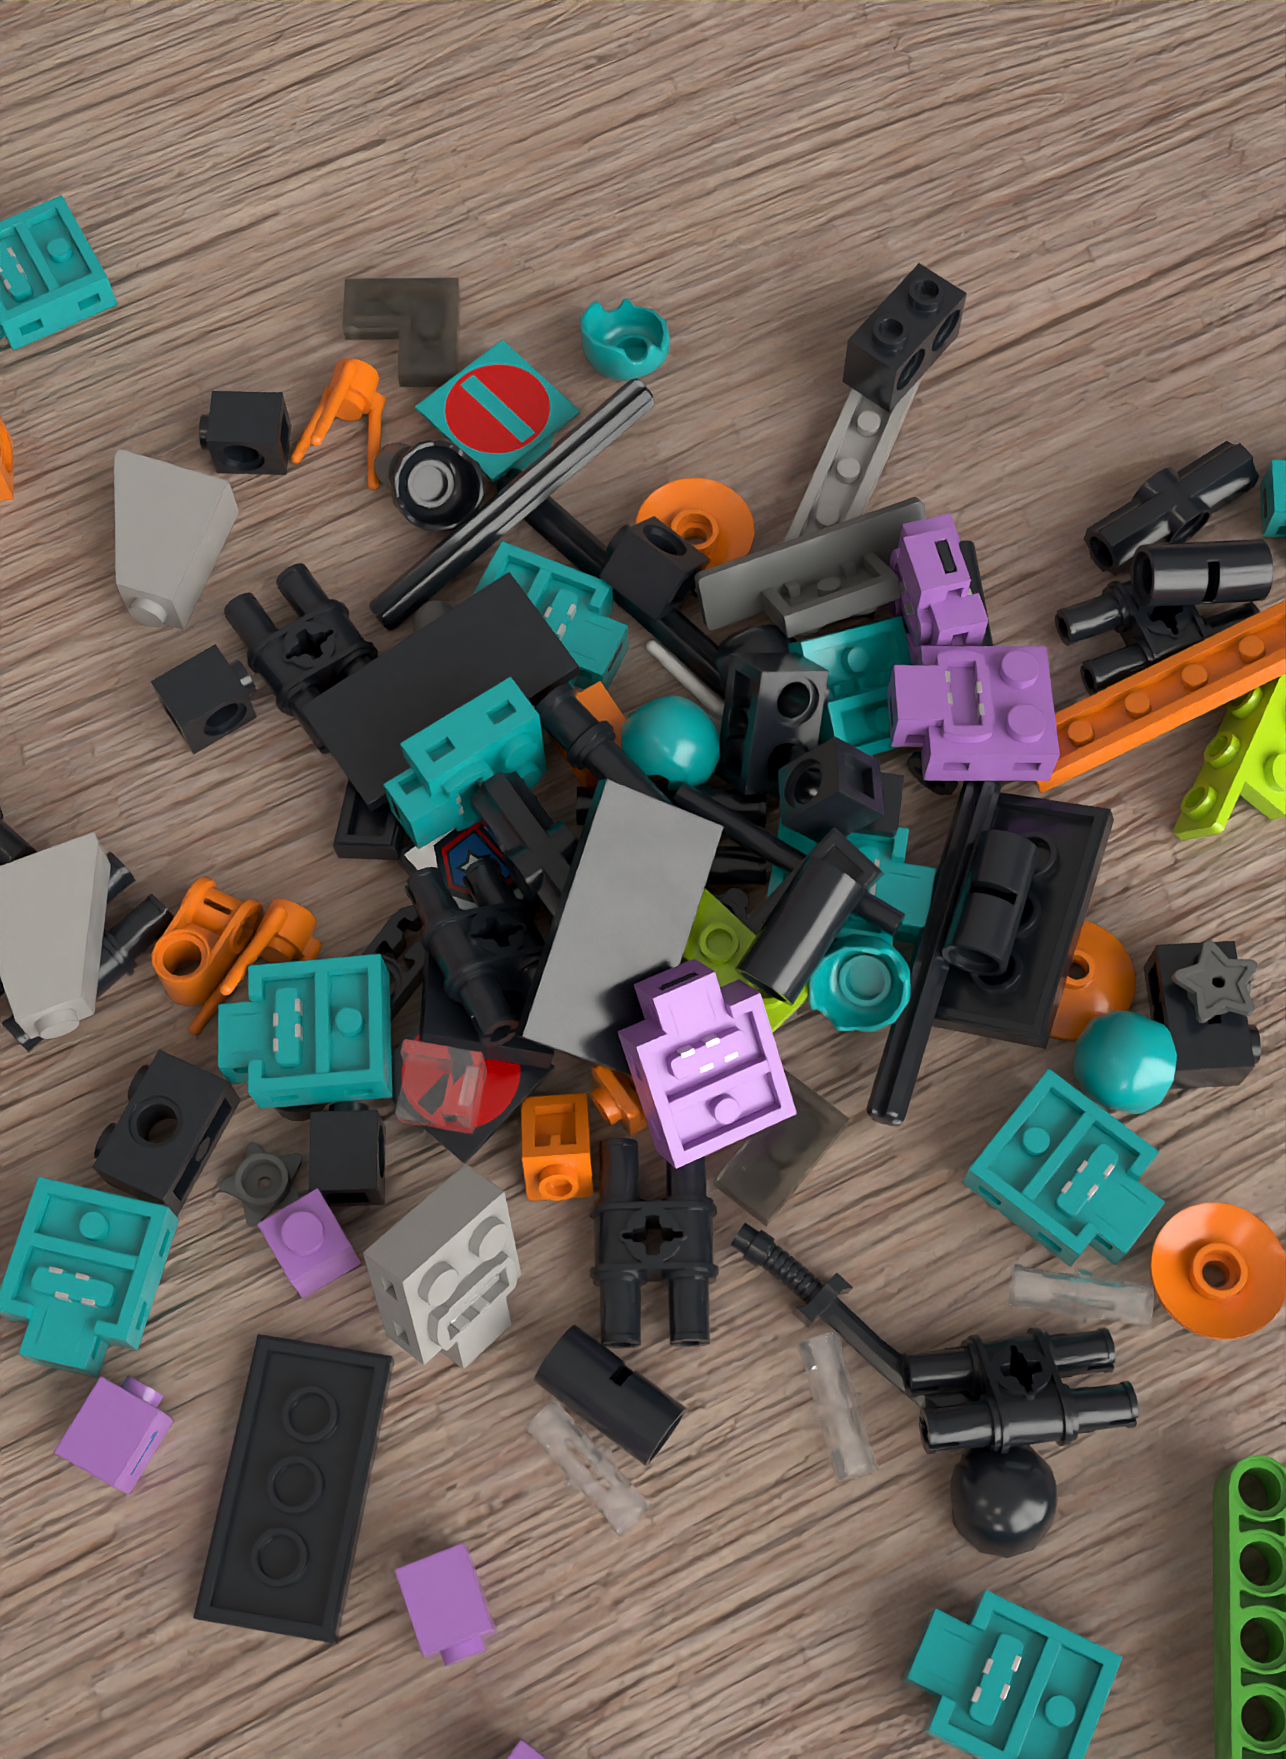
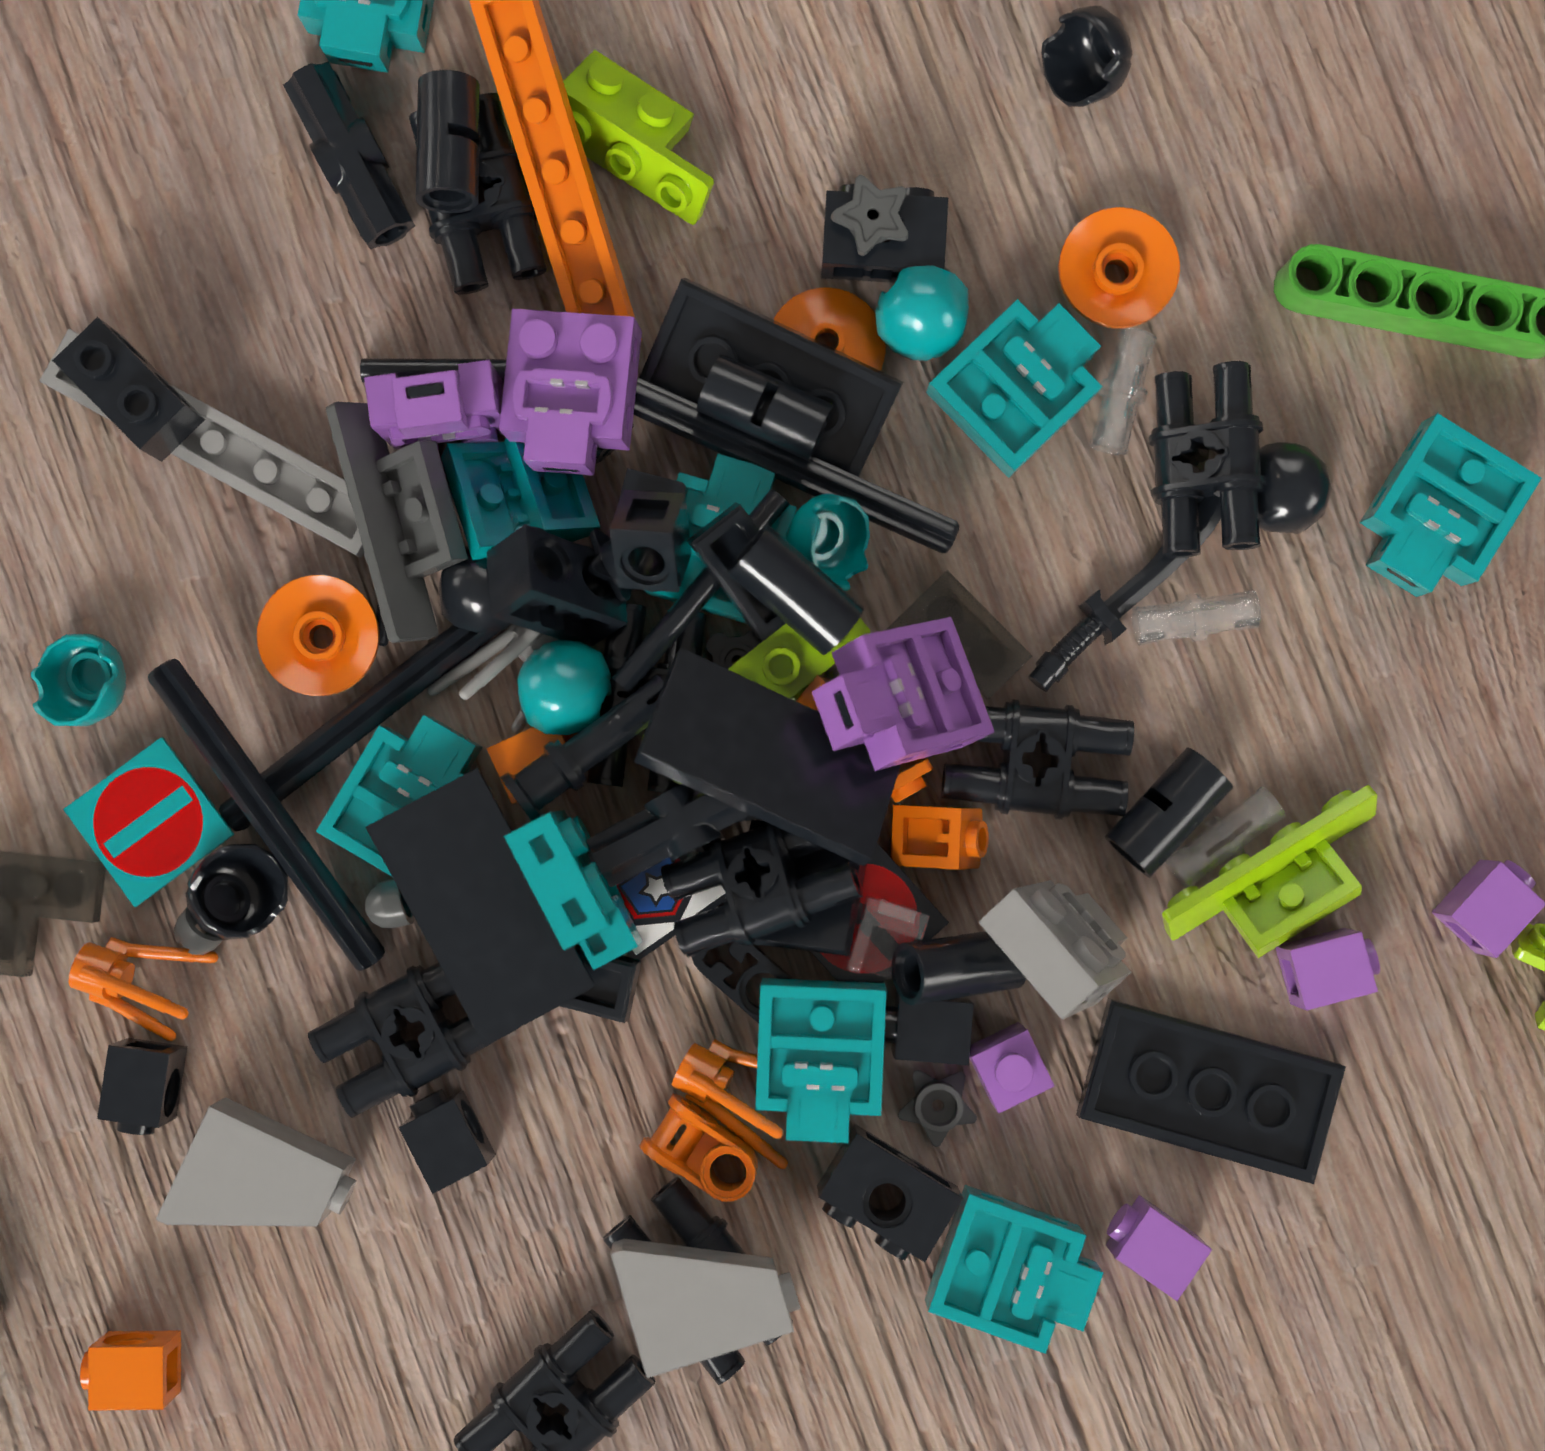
camera: 85 degrees left, 20 degrees up
(410, 1152) = (952, 968): none -> black pin
(544, 1540) = (1282, 885): none -> lime bracket
(652, 567) = (366, 682): black brick -> none

